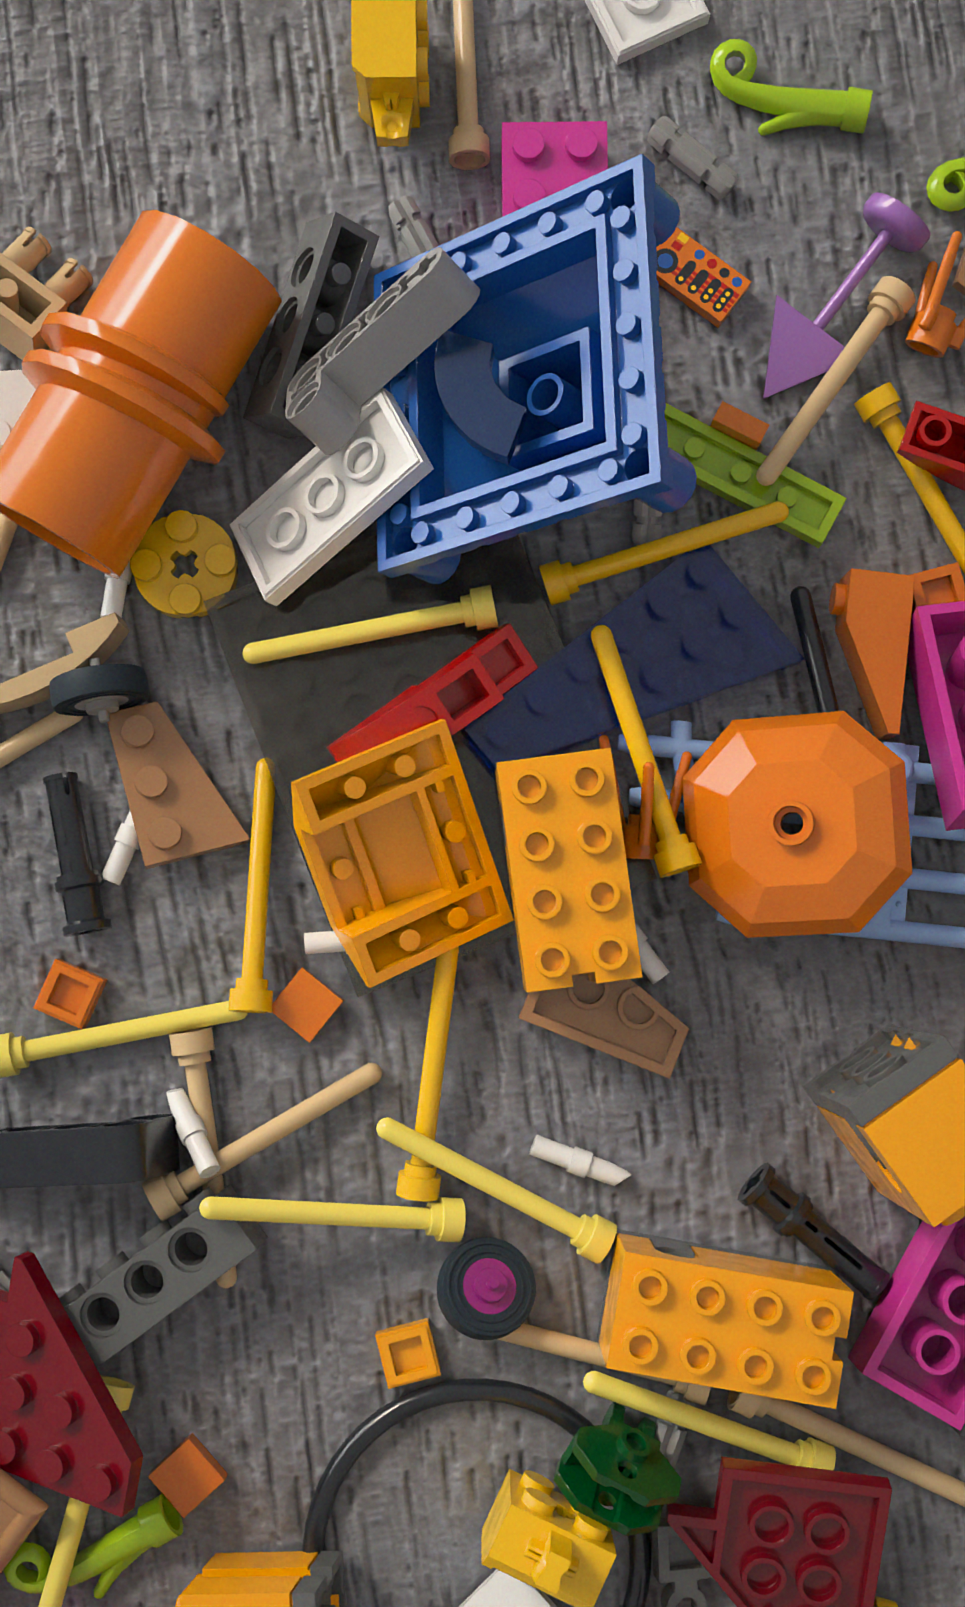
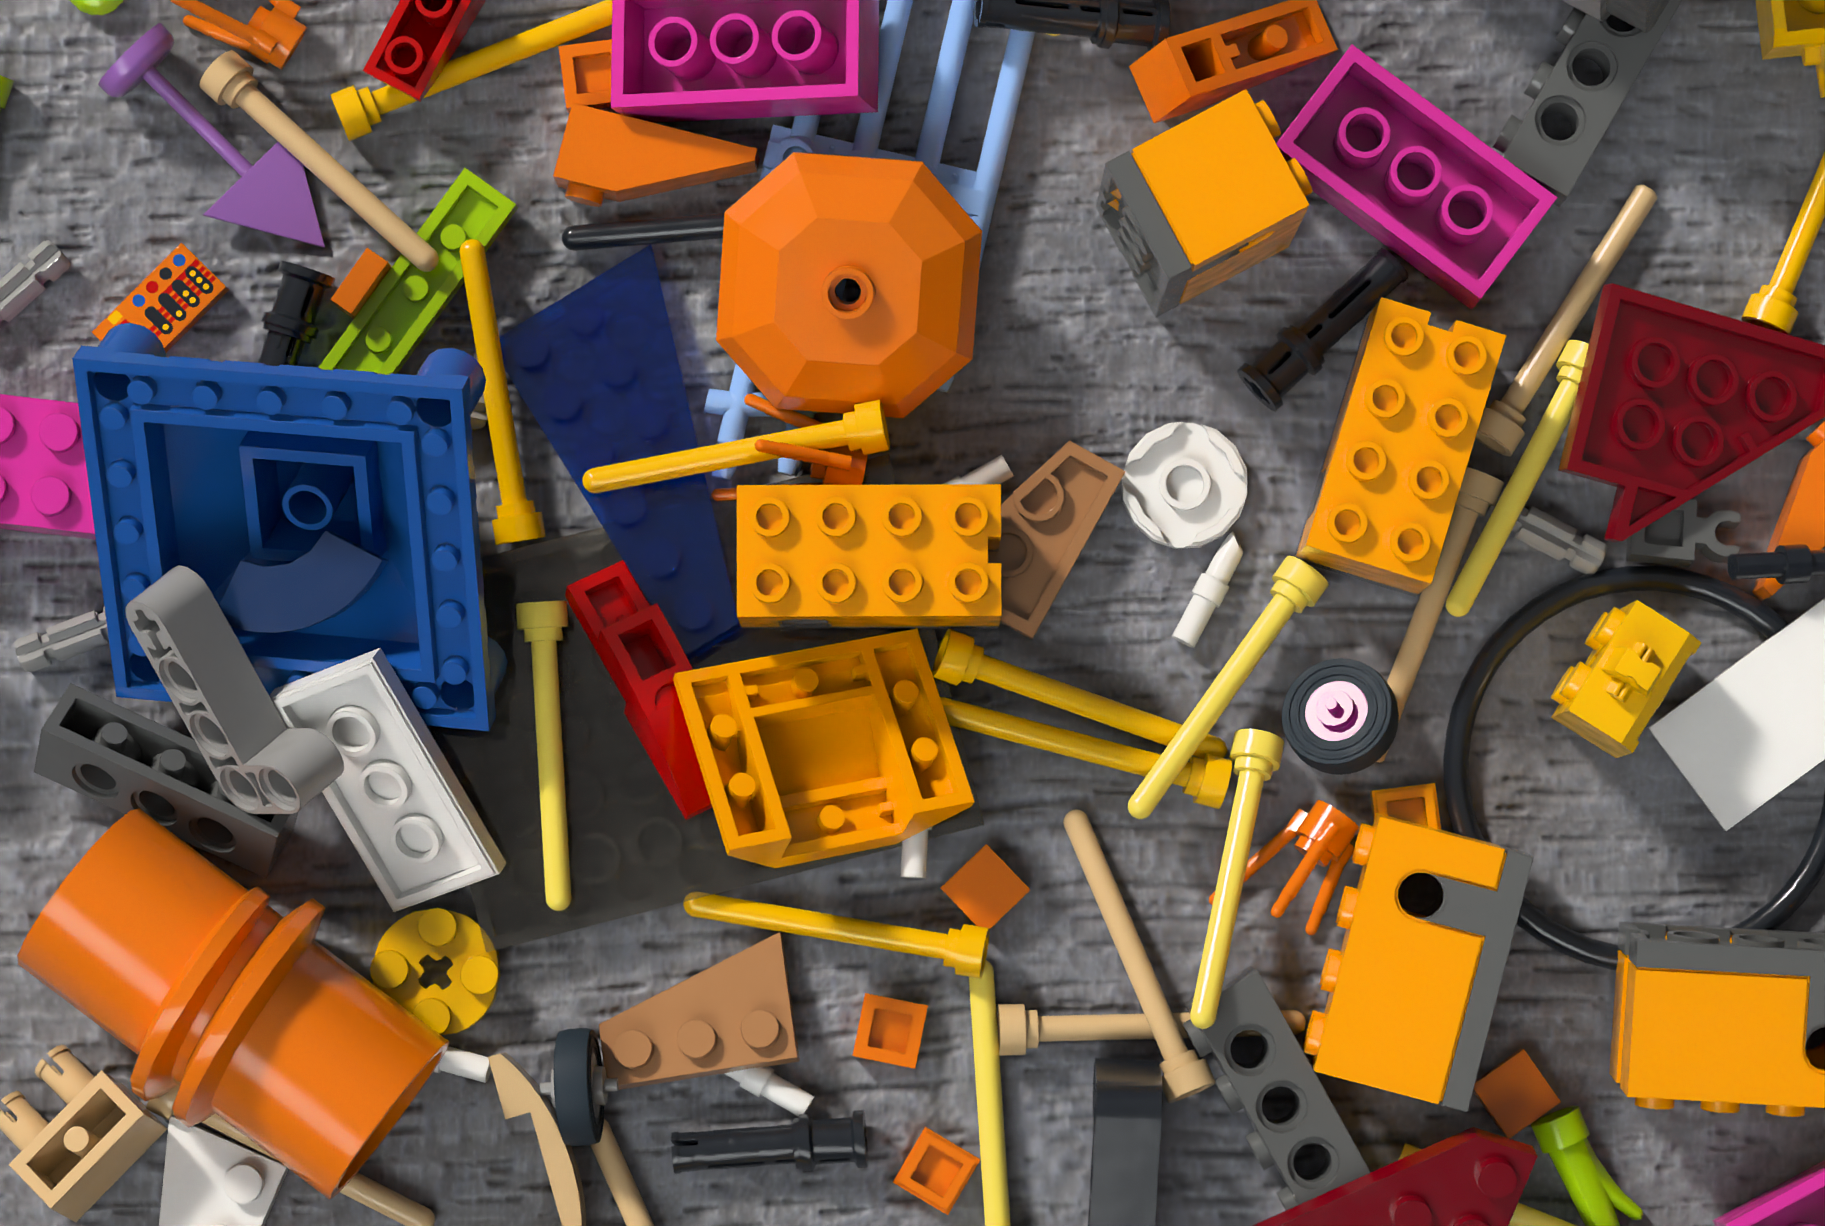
camera: 80 degrees left, 0 degrees up
(180, 940) = (890, 1030): none -> orange tile
(192, 1133) = (1117, 1037): white piece -> none
(259, 1392) = (1421, 986): none -> light orange piece
(379, 1289) = (1323, 837): none -> orange plant
(490, 962) = (964, 661): none -> yellow piece
(618, 1469) = (1561, 589): dark green hinge -> none
(664, 1129) = (1184, 485): none -> white tile
(705, 378) = (293, 314): none -> black pin

